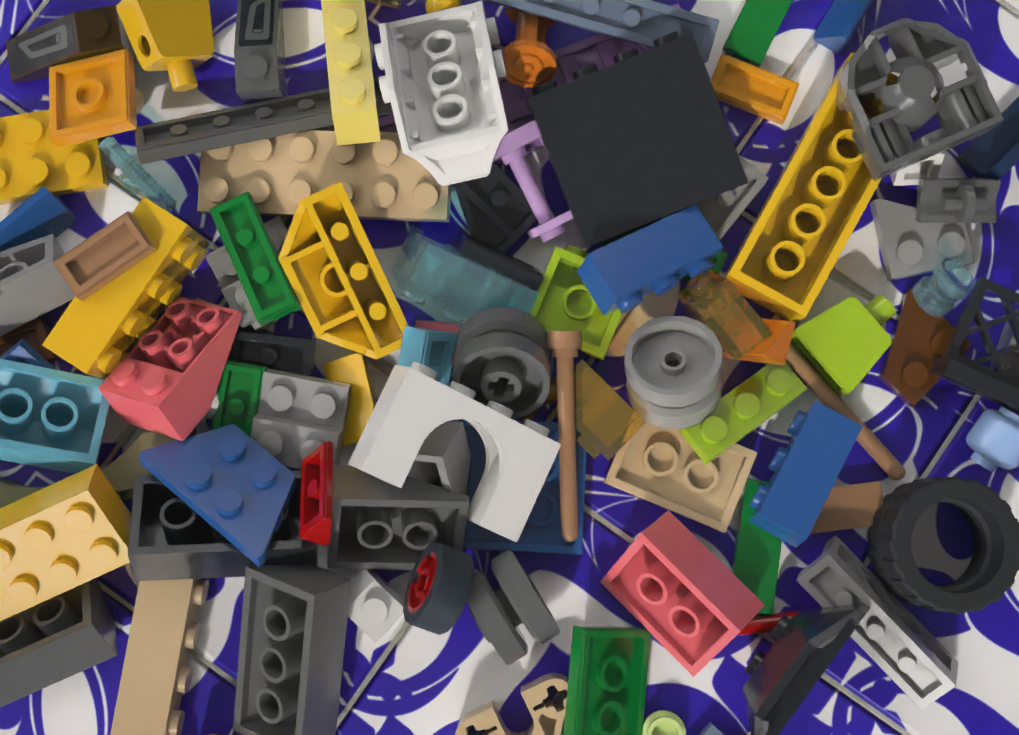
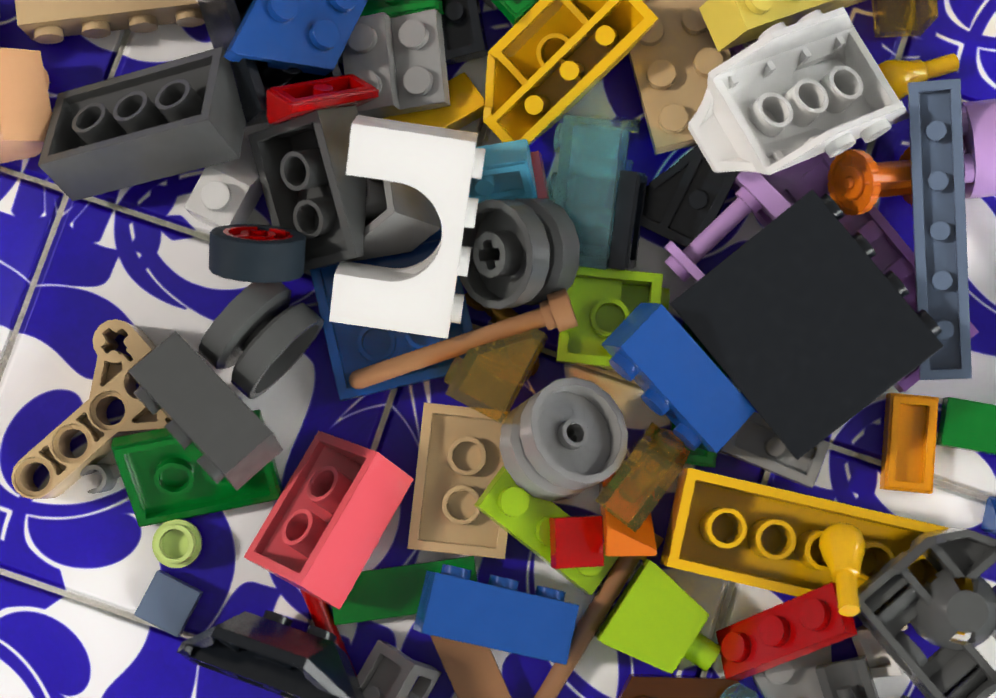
camera: 70 degrees right, 0 degrees up
(566, 674) = (204, 412): none -> dark grey brick
(762, 386) = (576, 541): none -> red tile
(837, 168) = (843, 553): none -> yellow piece
(886, 235) = (783, 633): none -> red plate

